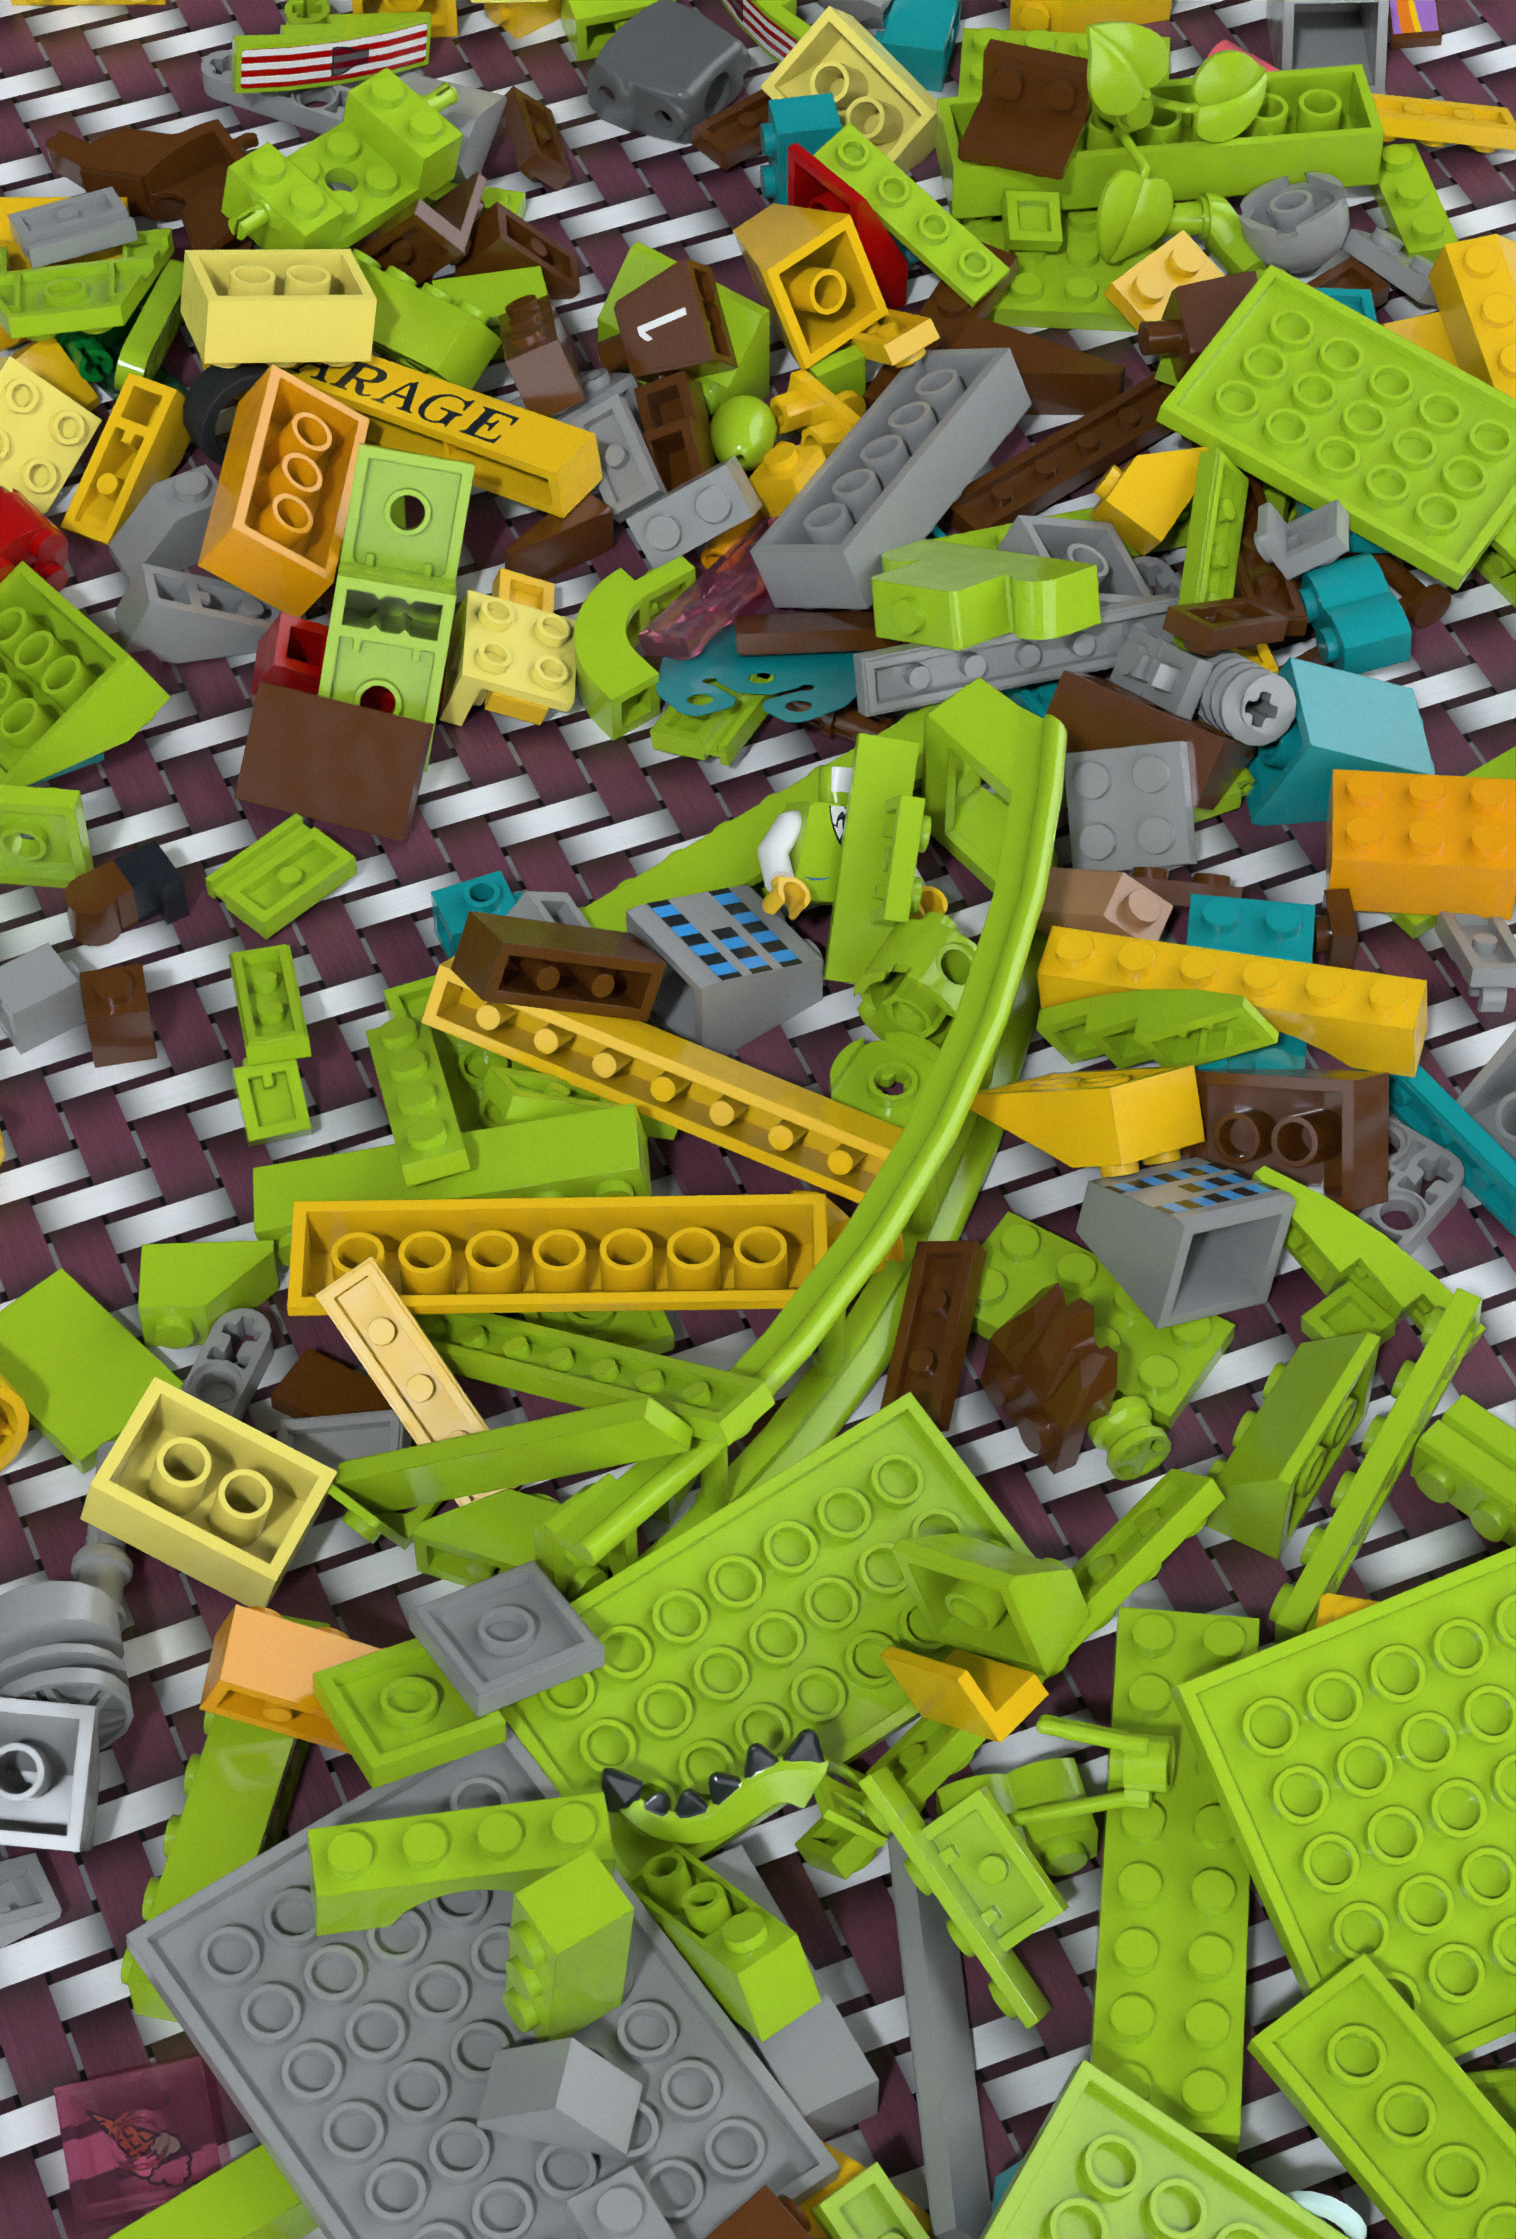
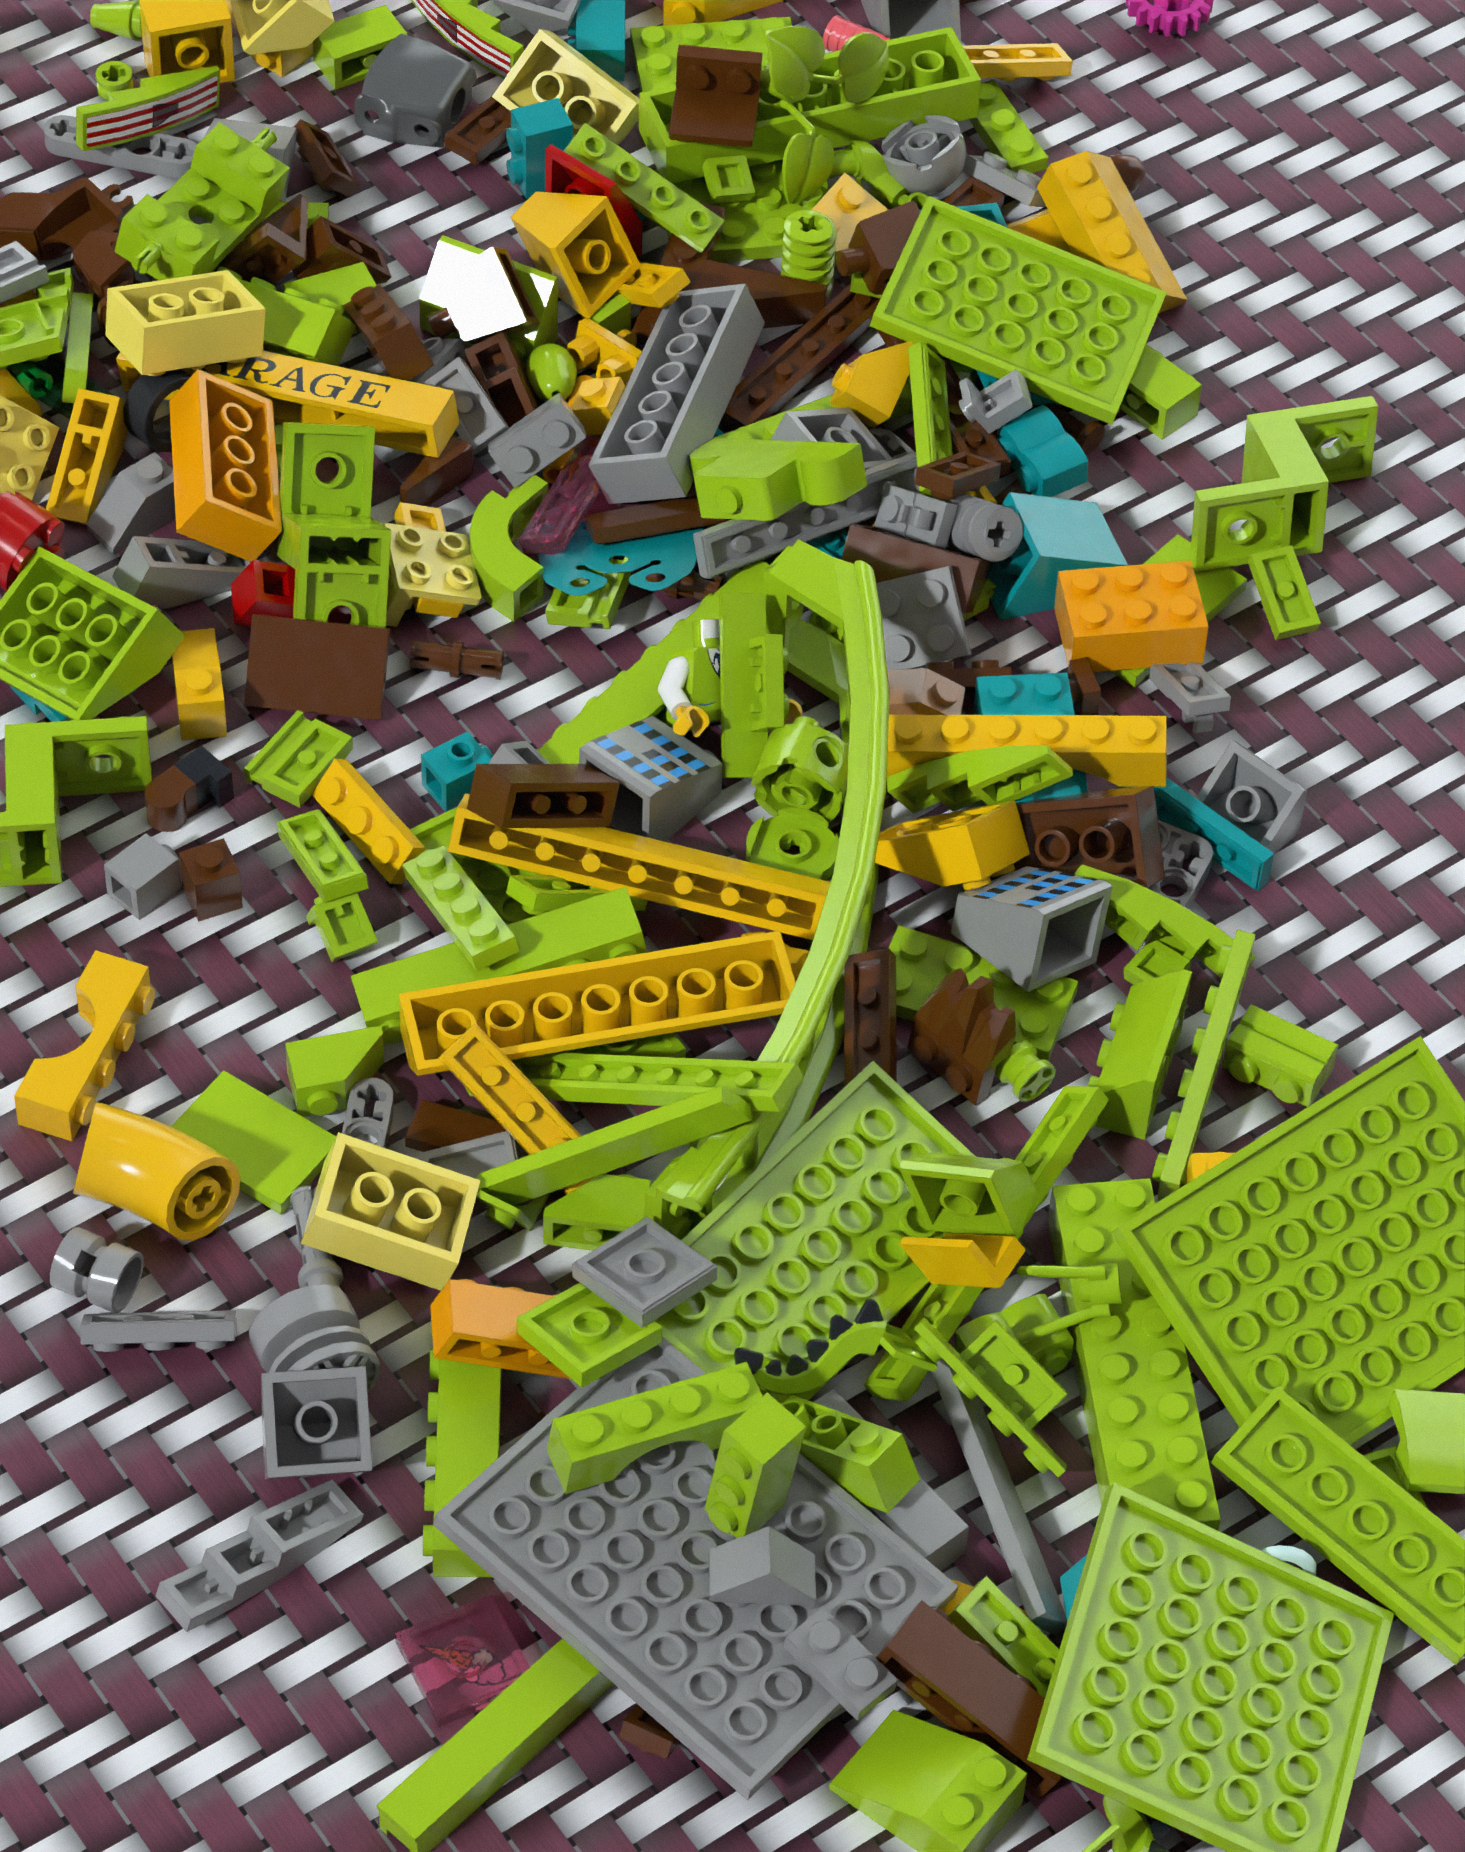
camera: 15 degrees left, 0 degrees up
(181, 763) = (199, 686): none -> yellow slope
(342, 966) = (367, 820): none -> yellow plate
(522, 777) = (456, 659): none -> reddish brown pin
(1109, 318) = (809, 248): none -> lime piece

